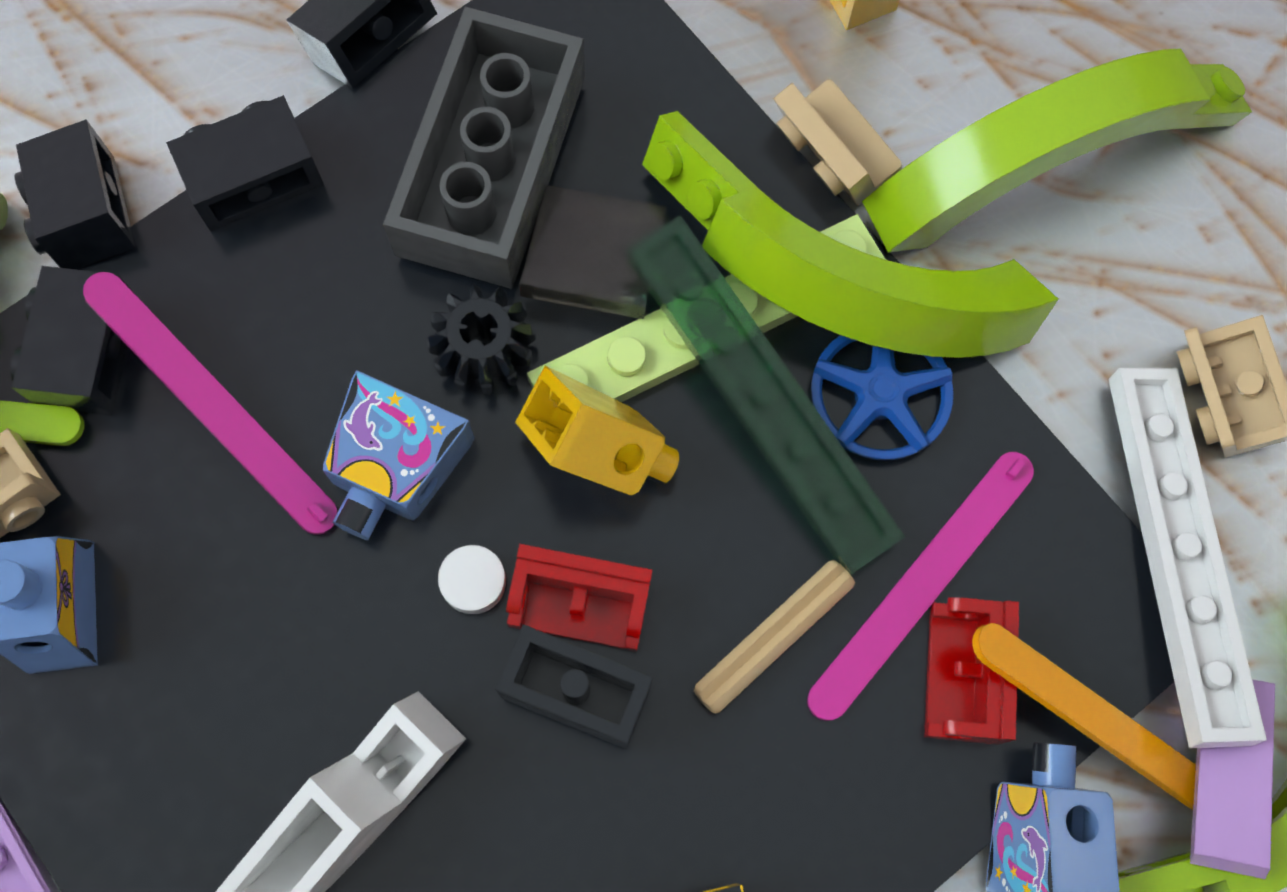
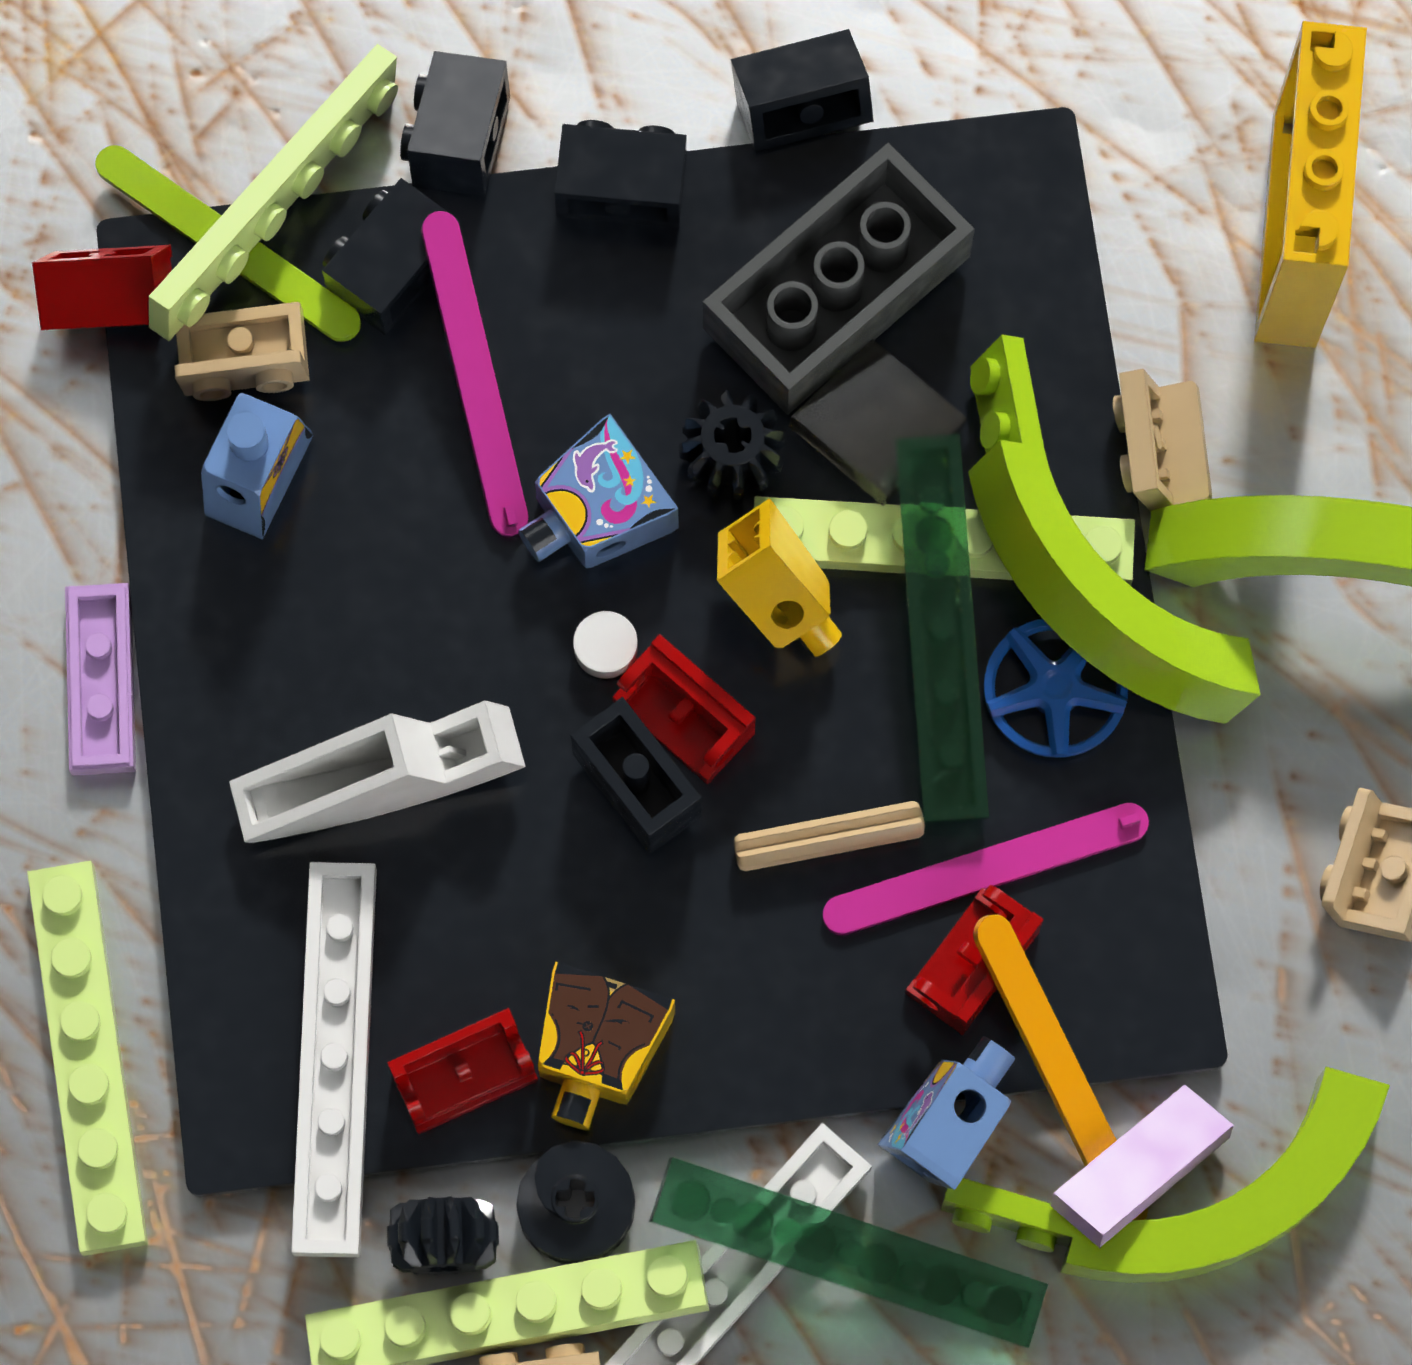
camera: 35 degrees right, 0 degrees up
(1185, 561) = (1225, 971): white plate -> none

